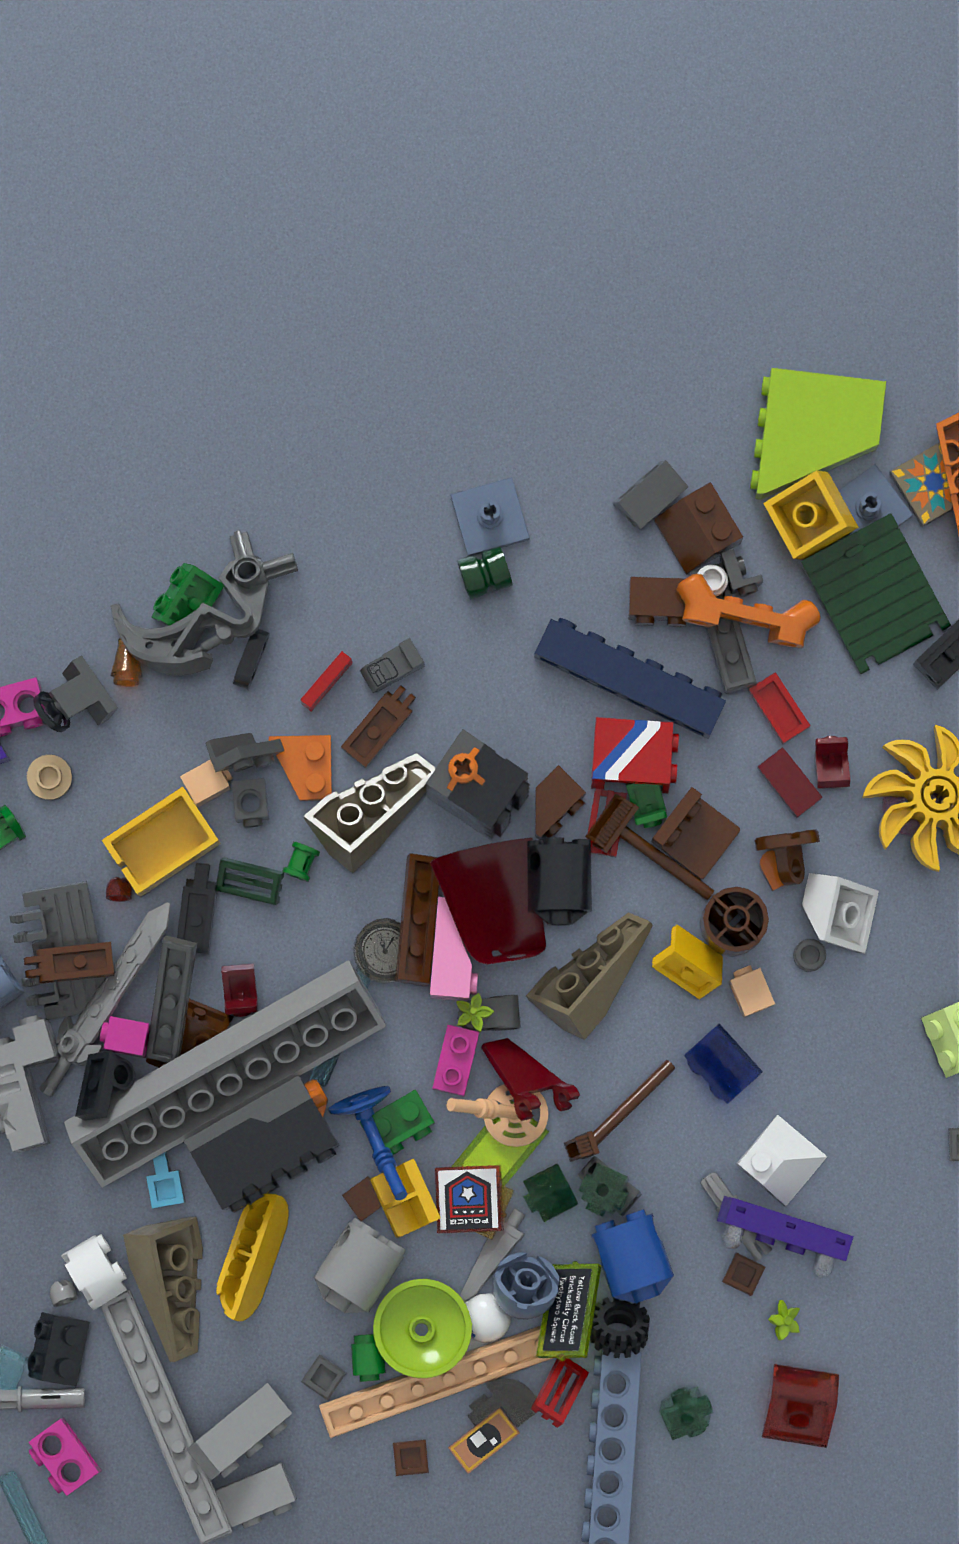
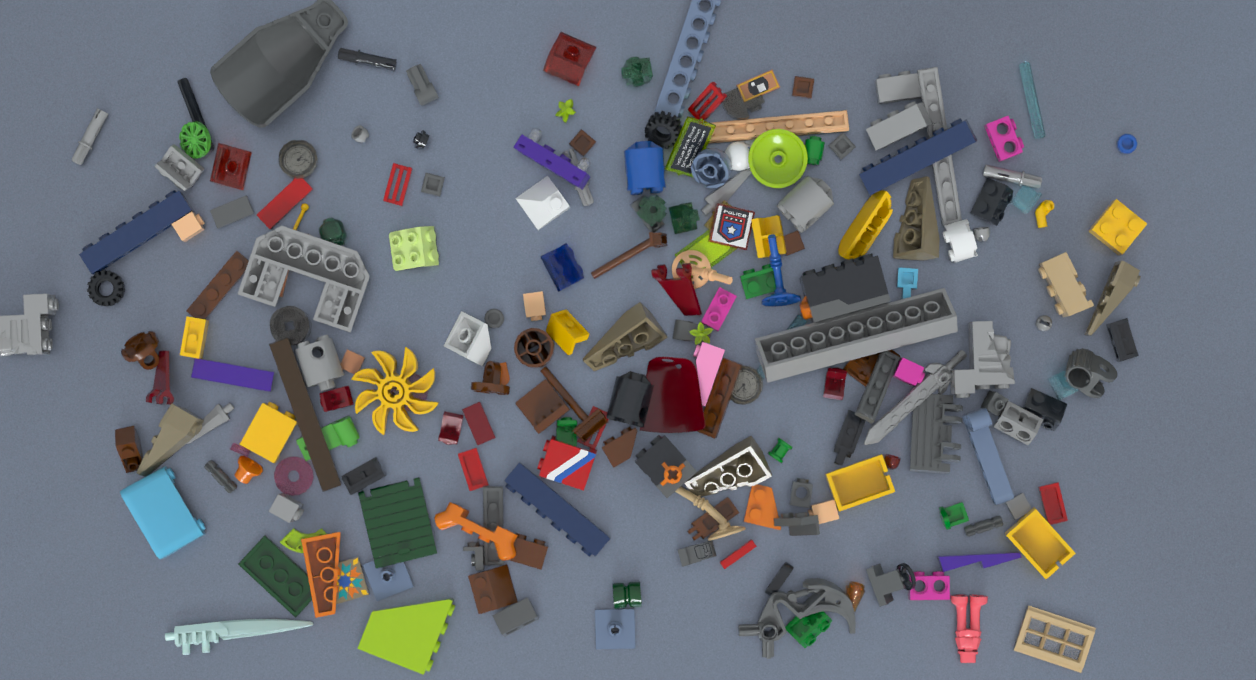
camera: 165 degrees left, 5 degrees up
(49, 777) = (916, 539): tan piece -> none
(71, 963) = (930, 423): reddish brown hinge -> none
(102, 1076) = (928, 352): black plate -> none
(195, 1389) = (918, 156): none -> dark blue brick
(274, 886) = (798, 439): dark green tile -> none
(357, 714) = (724, 527): none -> tan dish
(715, 577) = (491, 555): white plate -> none
(810, 515) = (424, 579): yellow brick -> none

